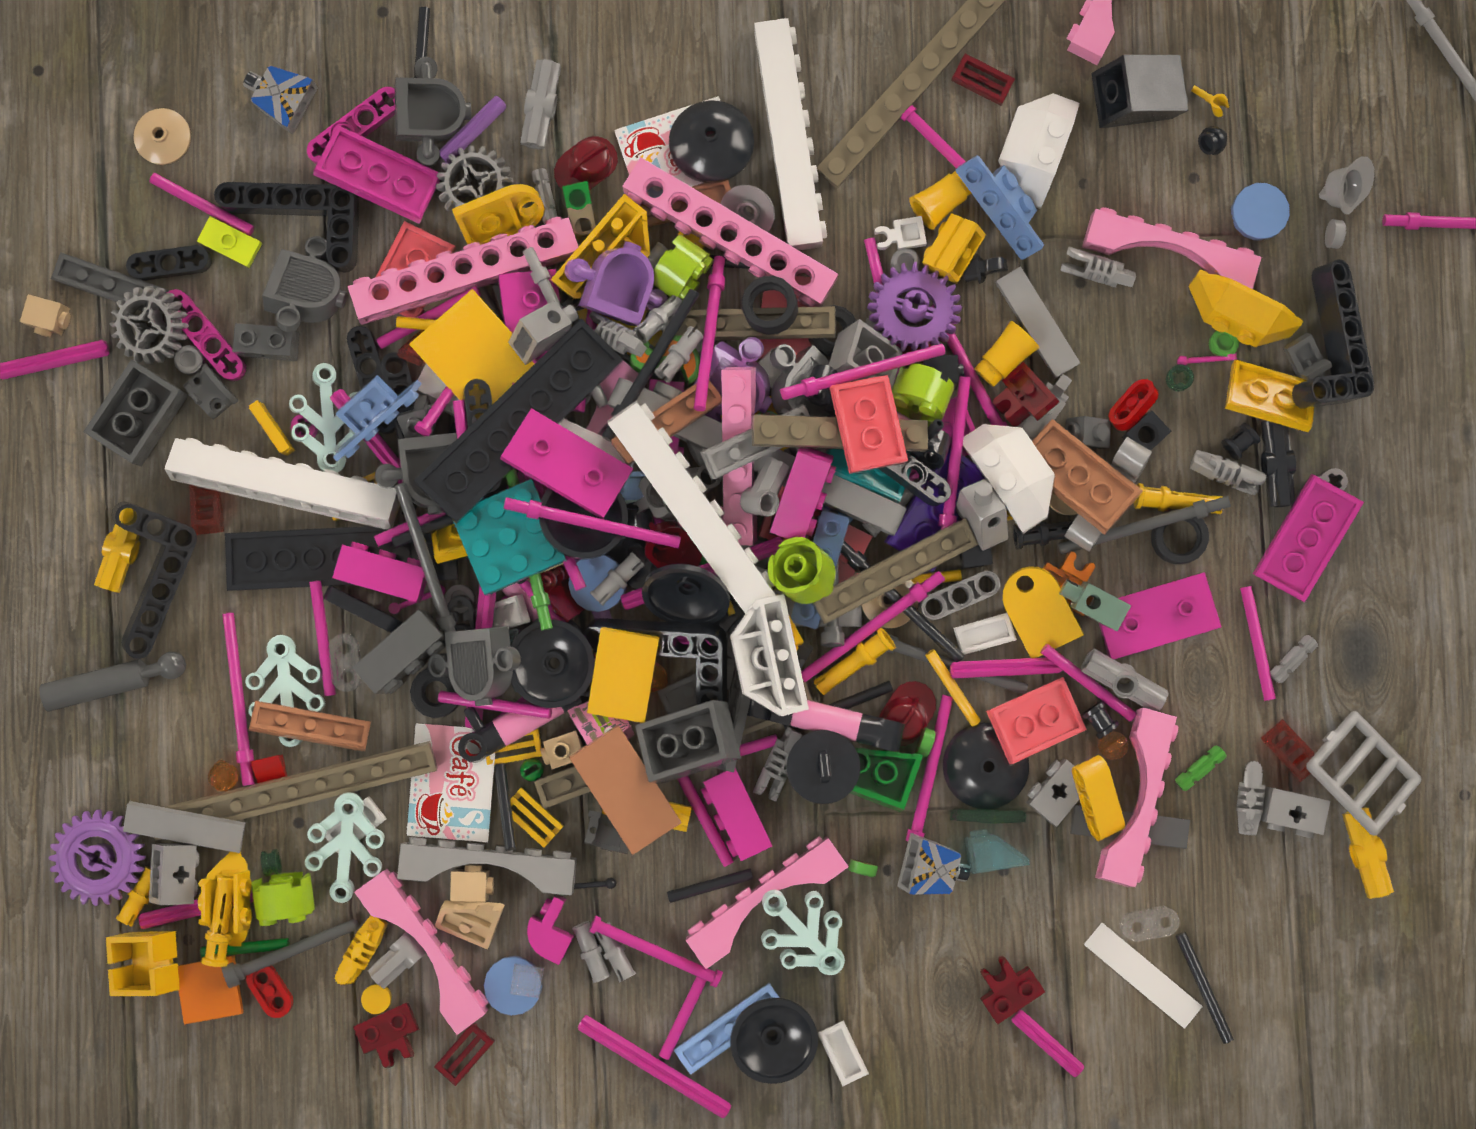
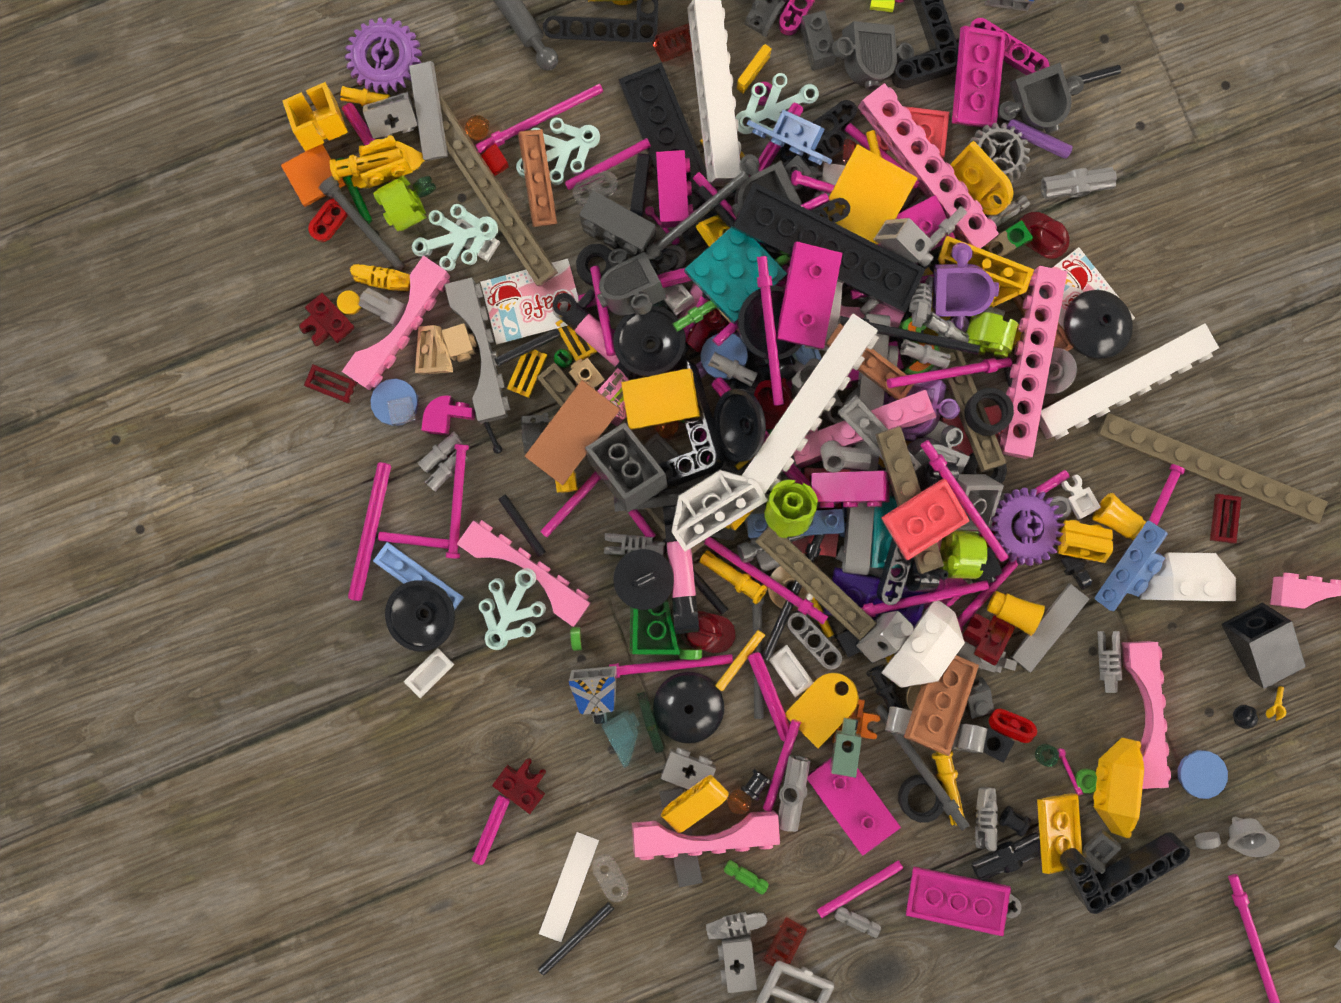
camera: 70 degrees right, 0 degrees up
(736, 814) = (583, 526): dark pink brick -> none
(1036, 720) = (737, 734): coral tile -> none

